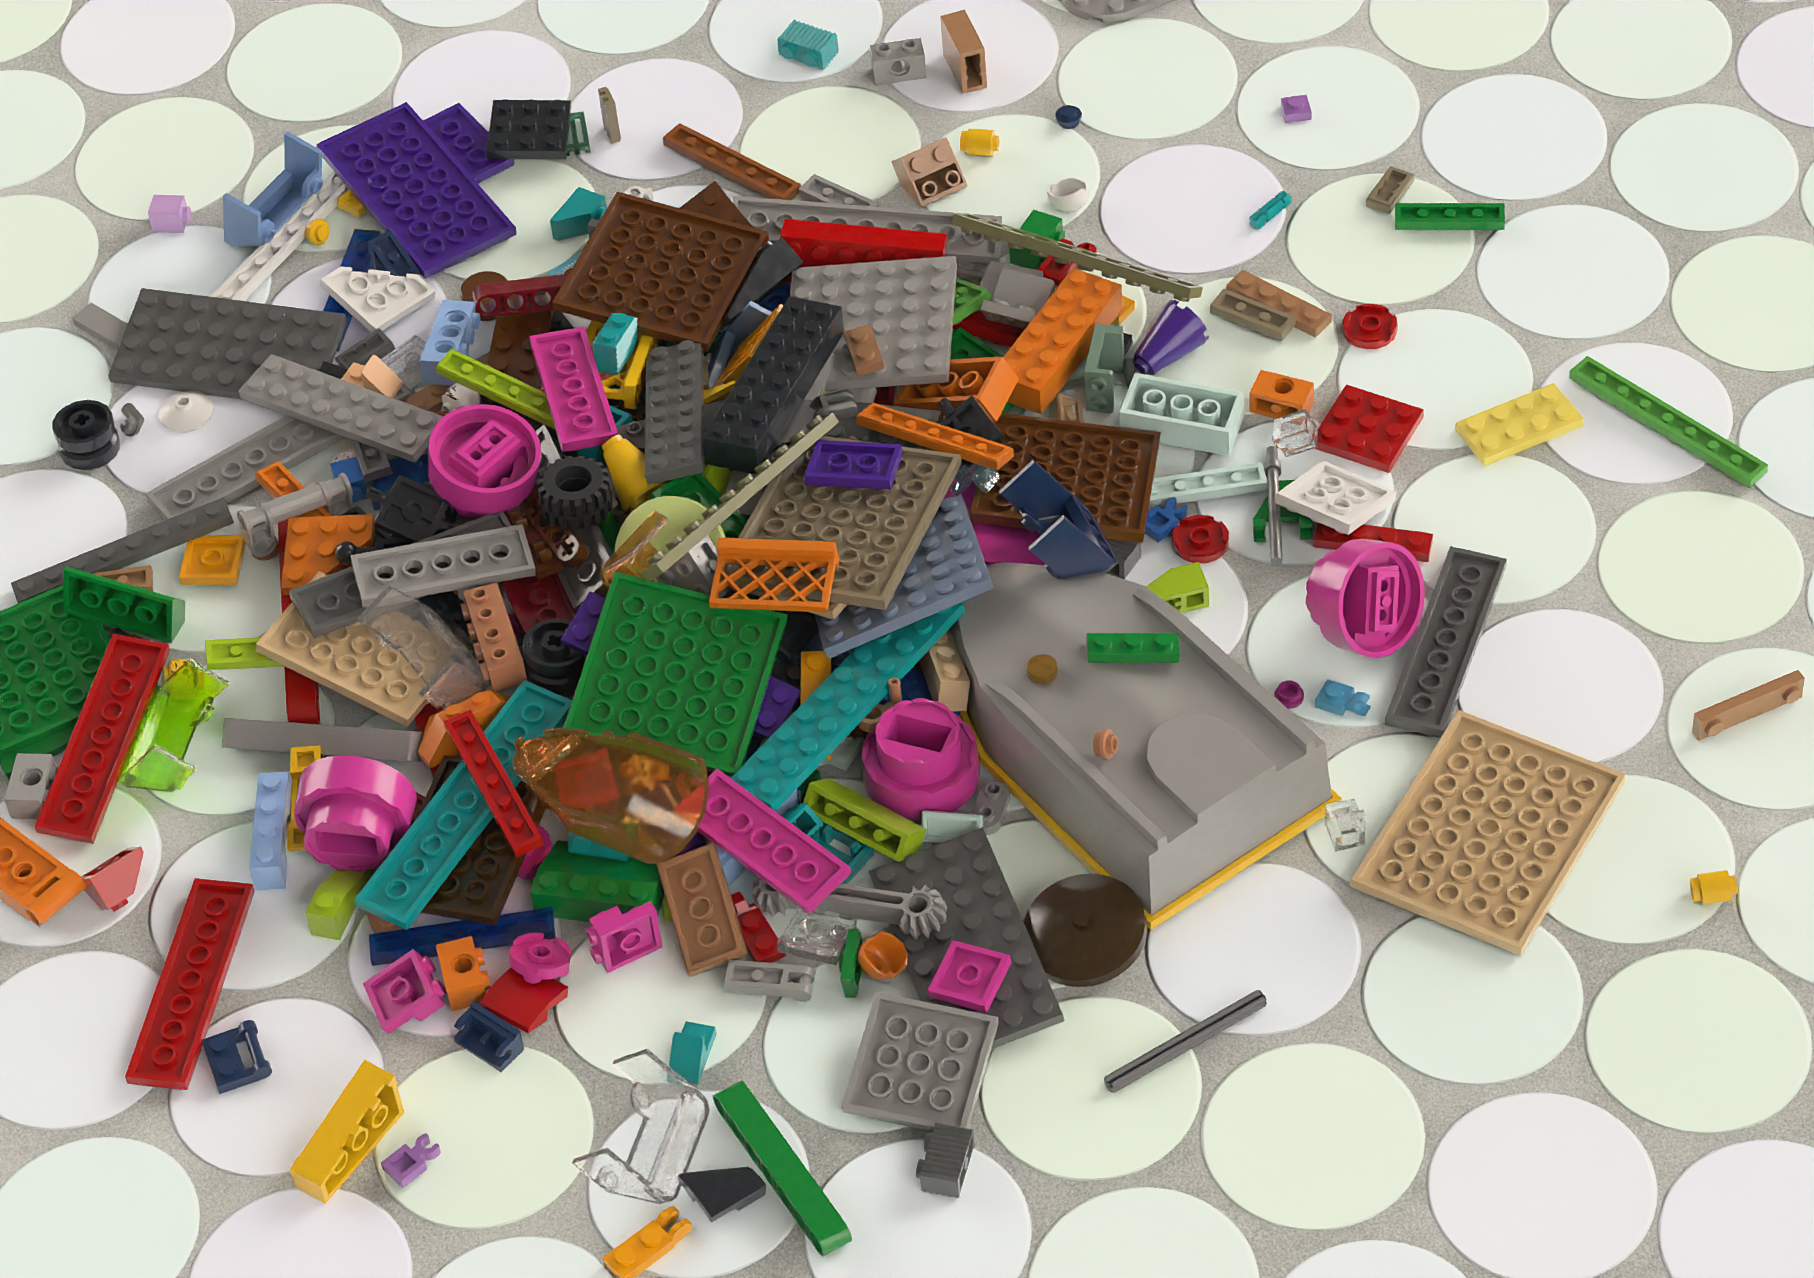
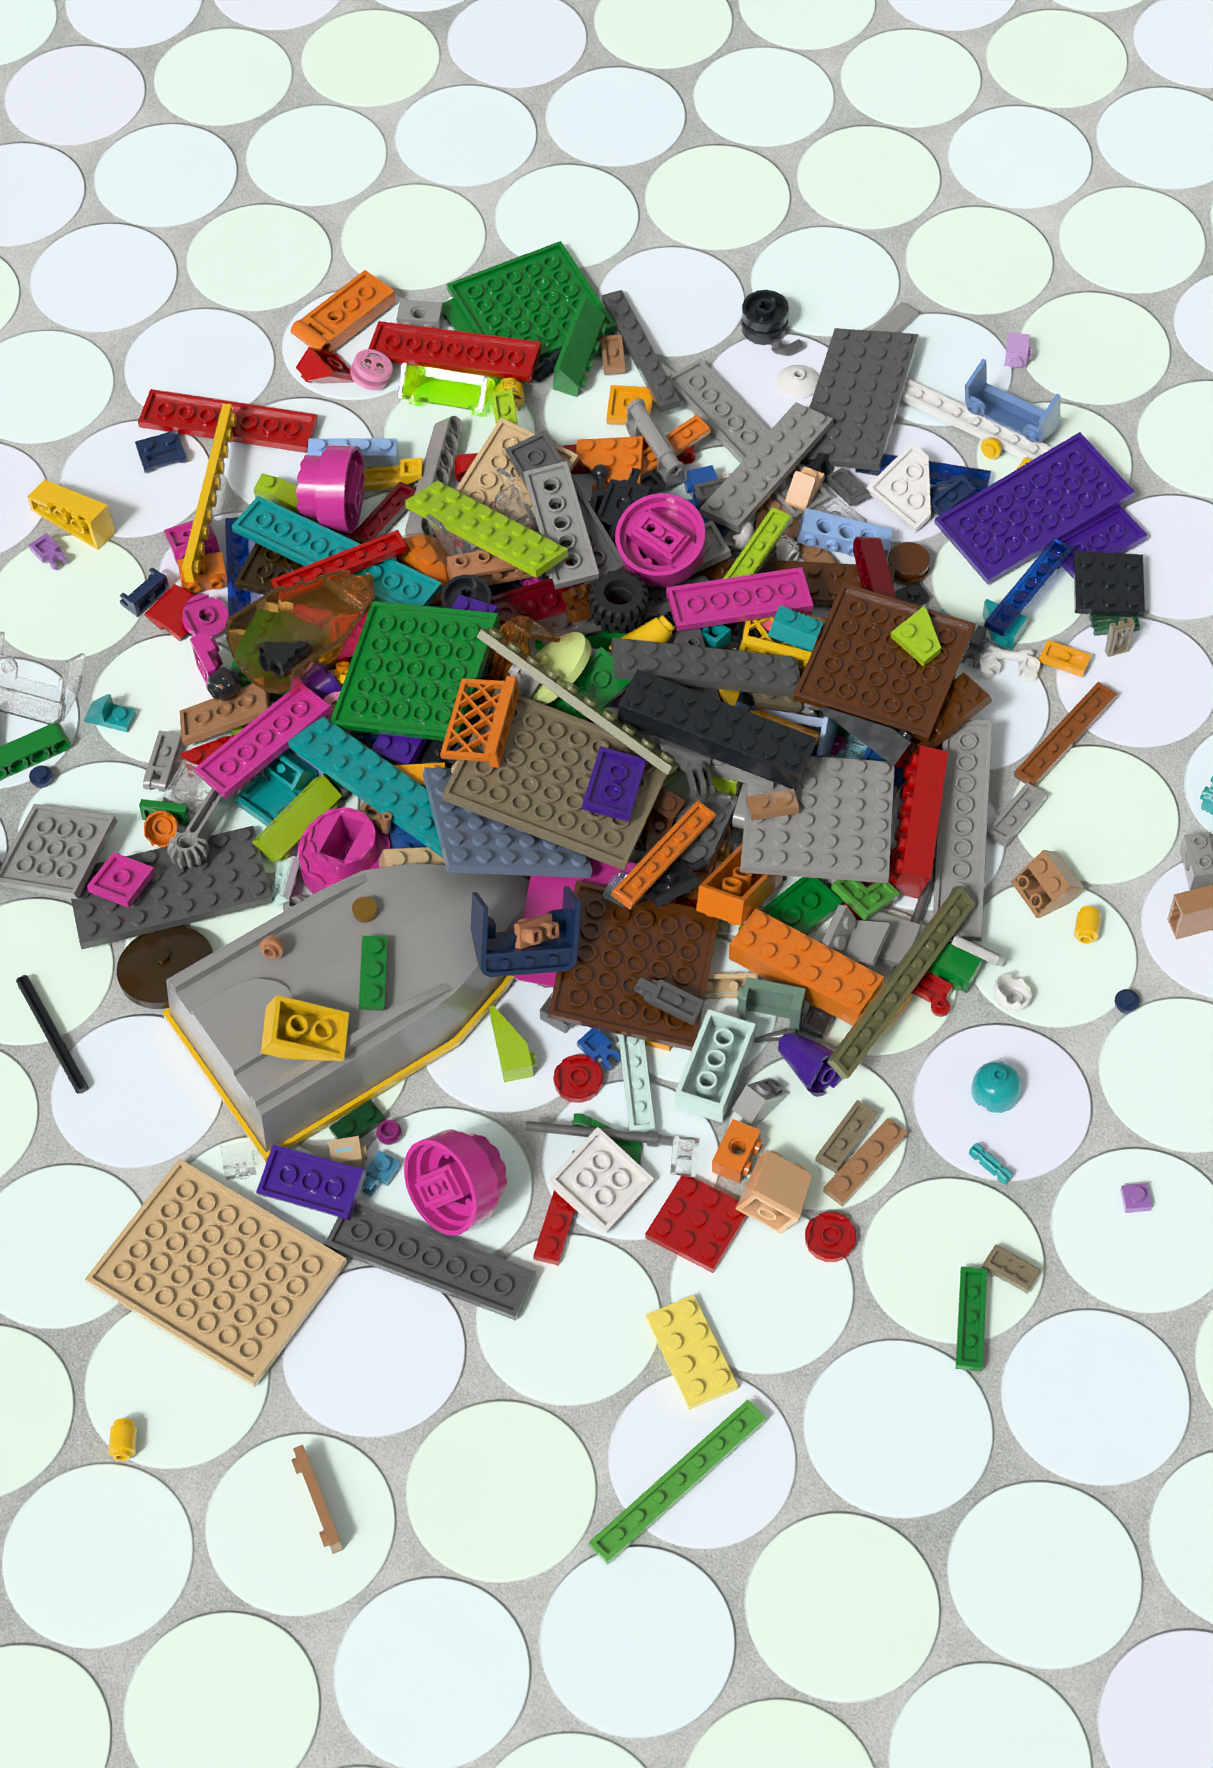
camera: 90 degrees right, 10 degrees up
(122, 825) = (371, 369): none -> bright pink head
(340, 959) = (208, 496): none -> yellow plate
(443, 637) = (487, 529): none -> lime plate
(540, 181) = (1028, 587): none -> clear blue plate
(627, 166) = (1065, 658): none -> light orange plate
(636, 234) = (918, 637): none -> lime wing
(646, 817) = (282, 656): none -> black rock
(669, 898) = (223, 684): none -> black head
(793, 1112) = (41, 776): none -> dark blue plate
(1028, 206) = (979, 951): none -> tile
(1054, 510) = (535, 930): none -> nougat hips
(1112, 440) = (670, 999): none -> dark grey hinge
(1180, 205) = (996, 1086): none -> teal cylinder
(1220, 374) = (759, 1100): none -> light grey slope
(1224, 695) = (304, 1031): none -> yellow slope
(1327, 723) = (348, 1151): none -> tan brick
(1334, 353) = (775, 1191): none -> light nougat slope
(1372, 743) = (311, 1182): none -> dark purple plate

